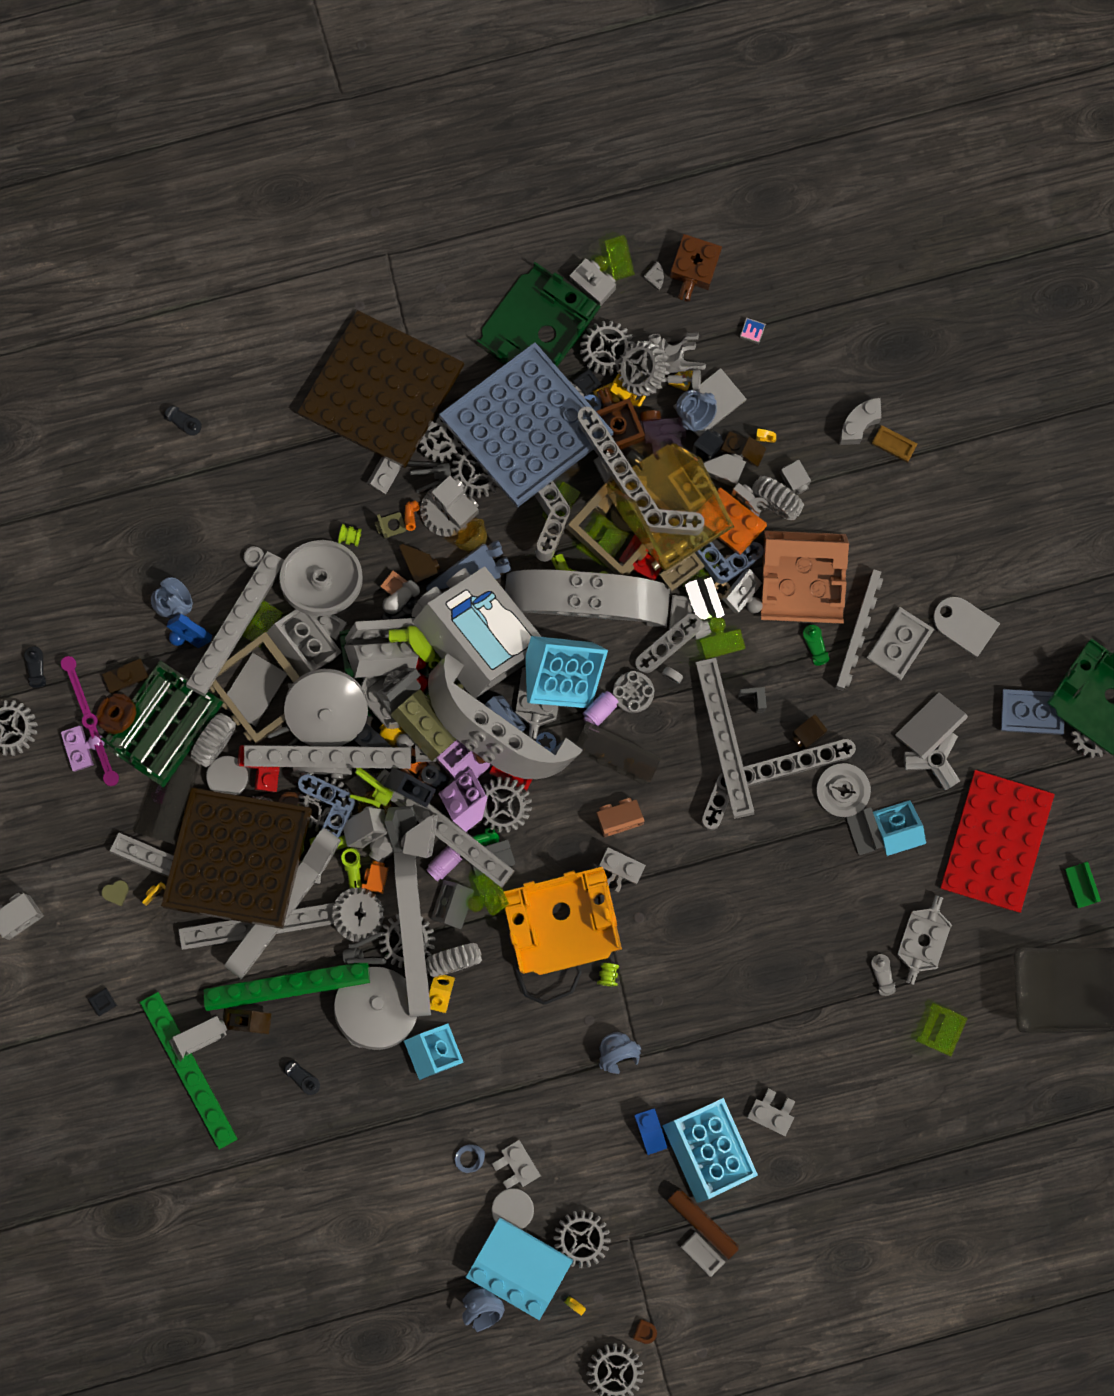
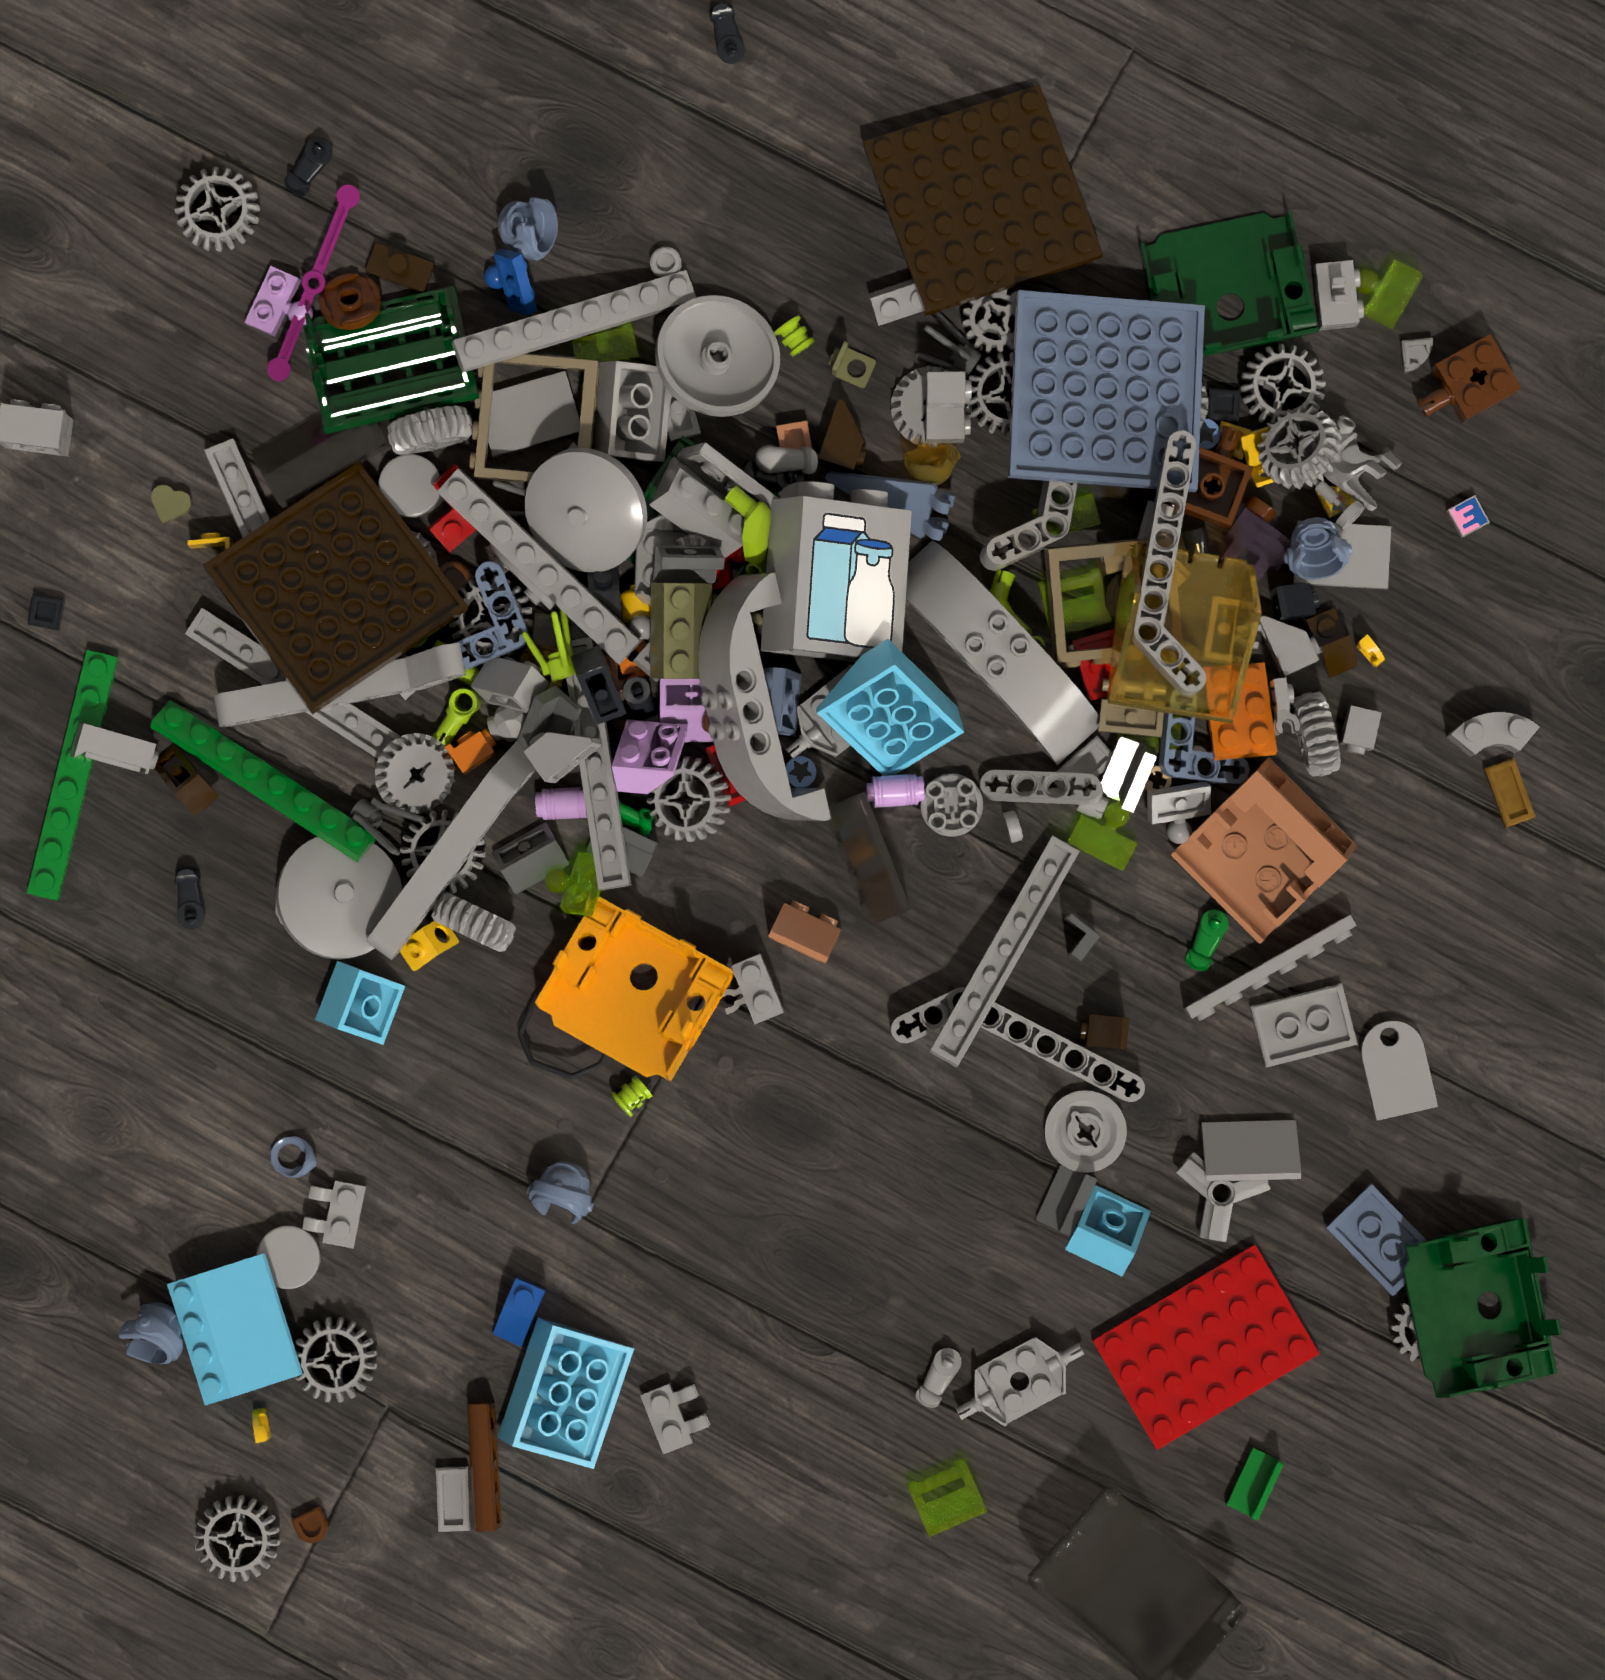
camera: 45 degrees right, 5 degrees up
(410, 508) = (878, 380): orange arm -> none

